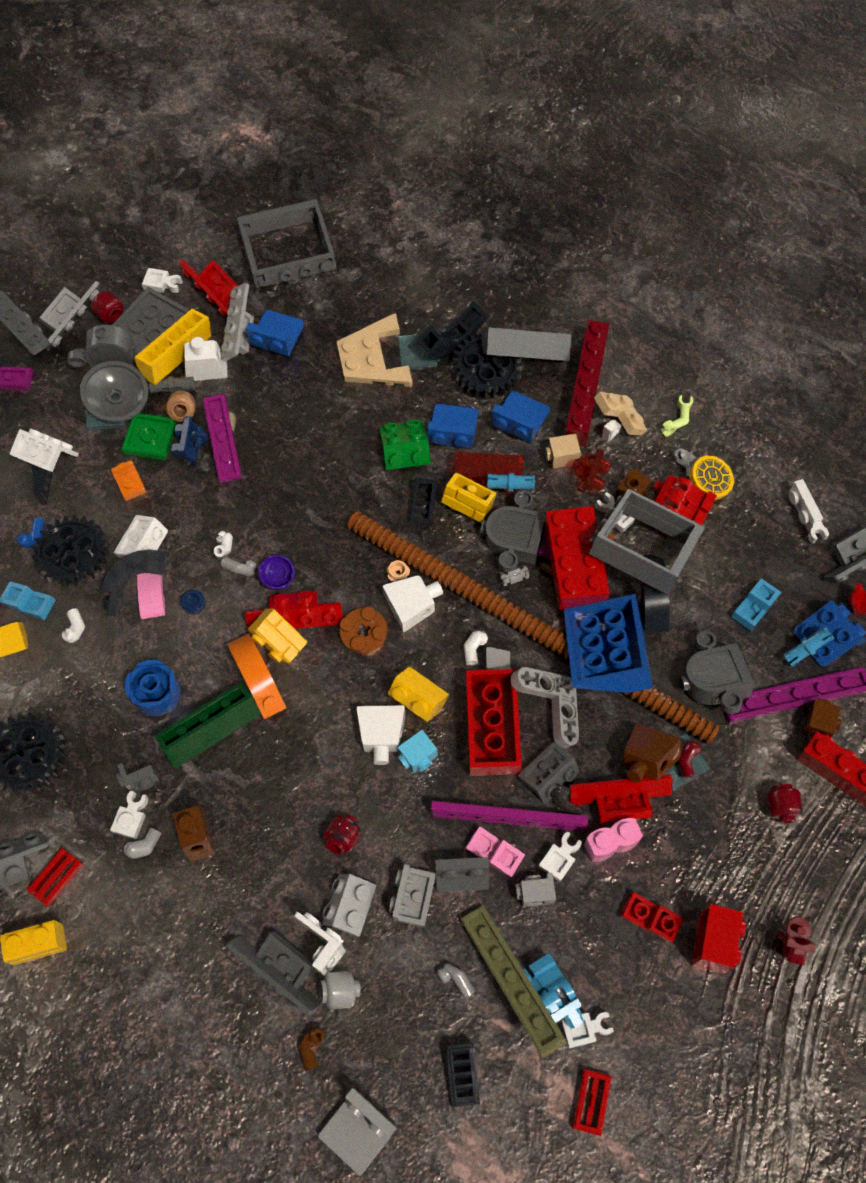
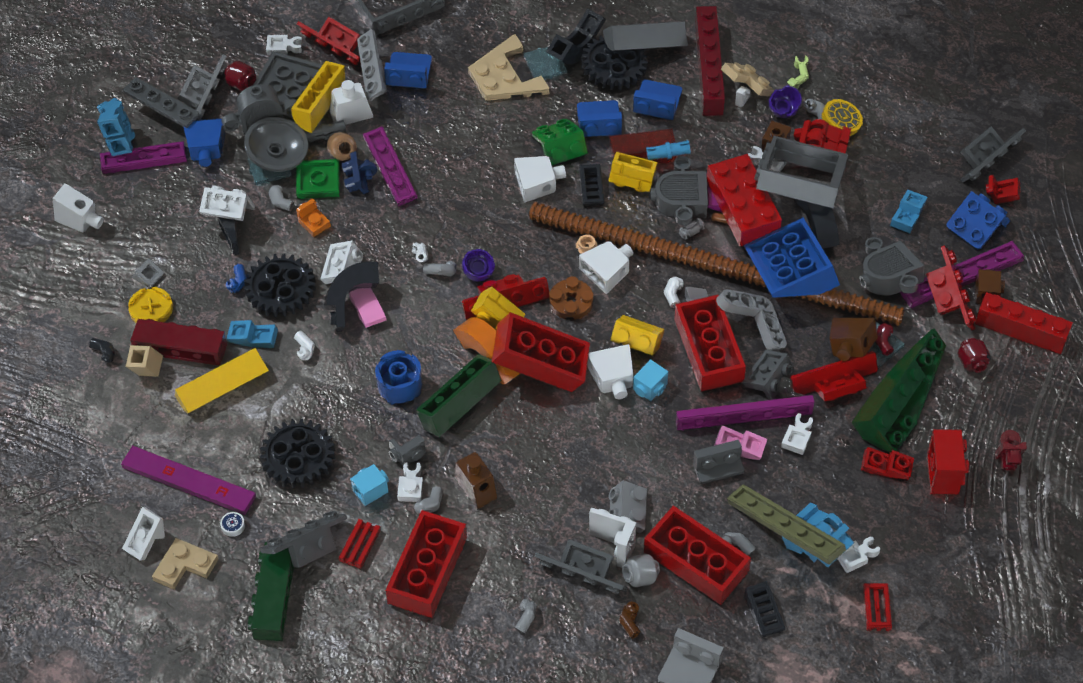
camera: 15 degrees left, 10 degrees down
(33, 942) = (361, 592): yellow brick -> none
(50, 372) = (205, 140): none -> blue torso
(85, 809) = (369, 484): none -> medium azure brick
(101, 451) = (278, 200): none -> light grey arm
(109, 927) = (426, 564): none -> red brick
(193, 602) = (407, 306): dark blue tile -> none
(201, 1016) = (529, 608): none -> light grey arm
(303, 698) = (540, 352): none -> red brick
(342, 834) = (605, 455): dark red head -> none
(369, 481) = (537, 176): none -> white torso
(404, 989) = (697, 555): none -> red brick
(413, 896) = (682, 488): light grey bracket -> none
(536, 891) = (786, 463): light grey brick -> none
(562, 450) = (705, 120): tan brick -> none
(589, 469) = (732, 131): clear red hips -> none
(606, 841) = (838, 411): bright pink brick -> none
(654, 447) = (785, 102): none -> dark purple hair
(687, 836) = (900, 396): none -> dark green wedge
(775, 715) = (948, 291): none -> red bracket
(808, 510) = (932, 127): white plate -> none
(808, 646) = (962, 231): dark azure pin -> none

